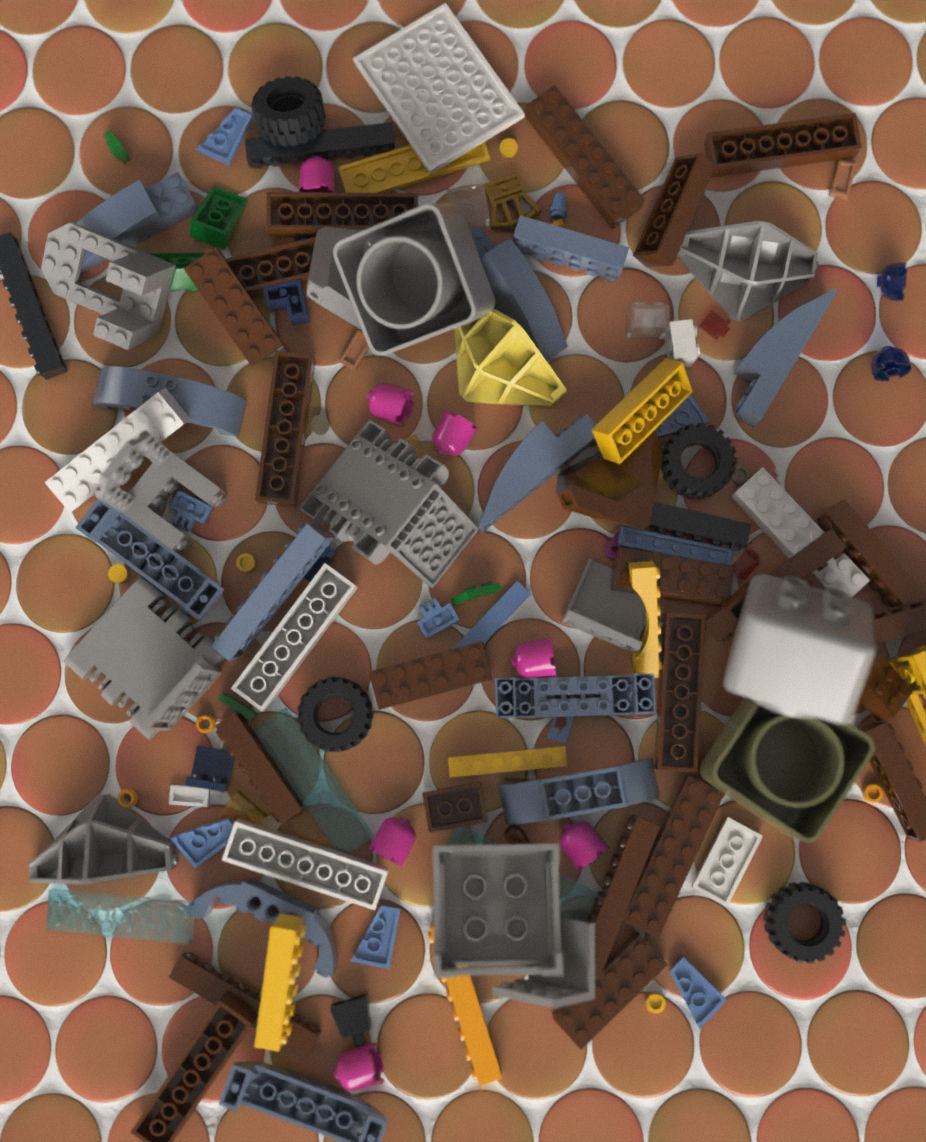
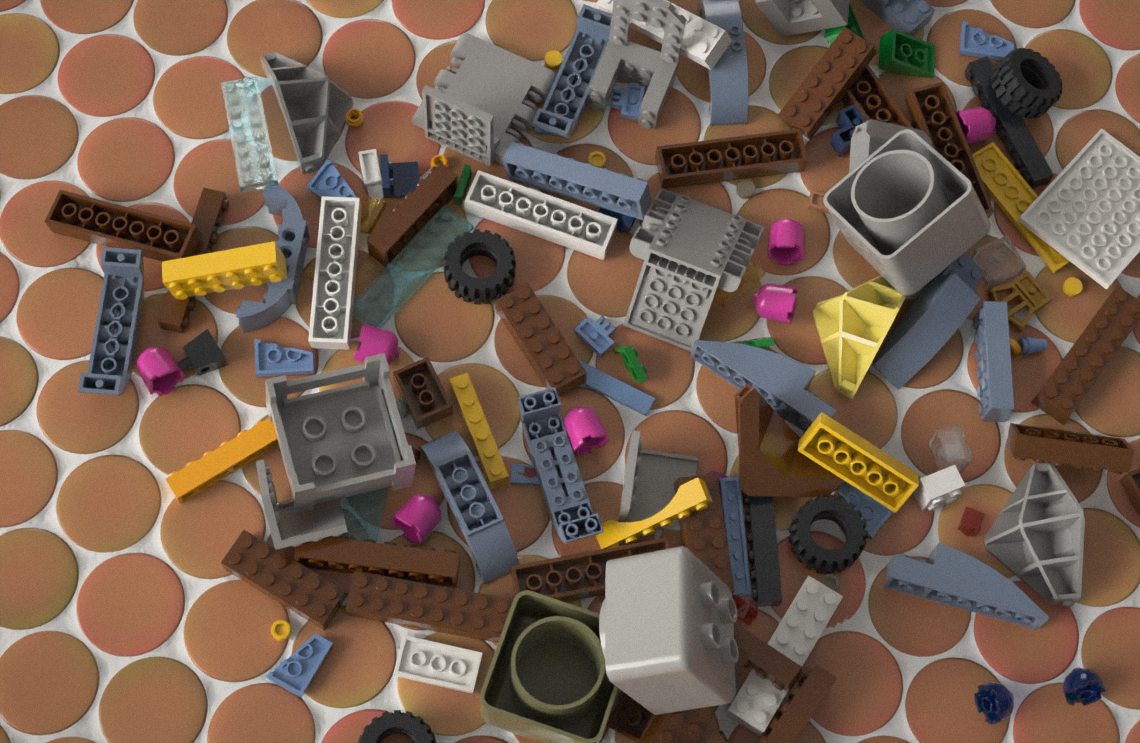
camera: 65 degrees right, 15 degrees down
(489, 464) = (763, 342): none -> green plate

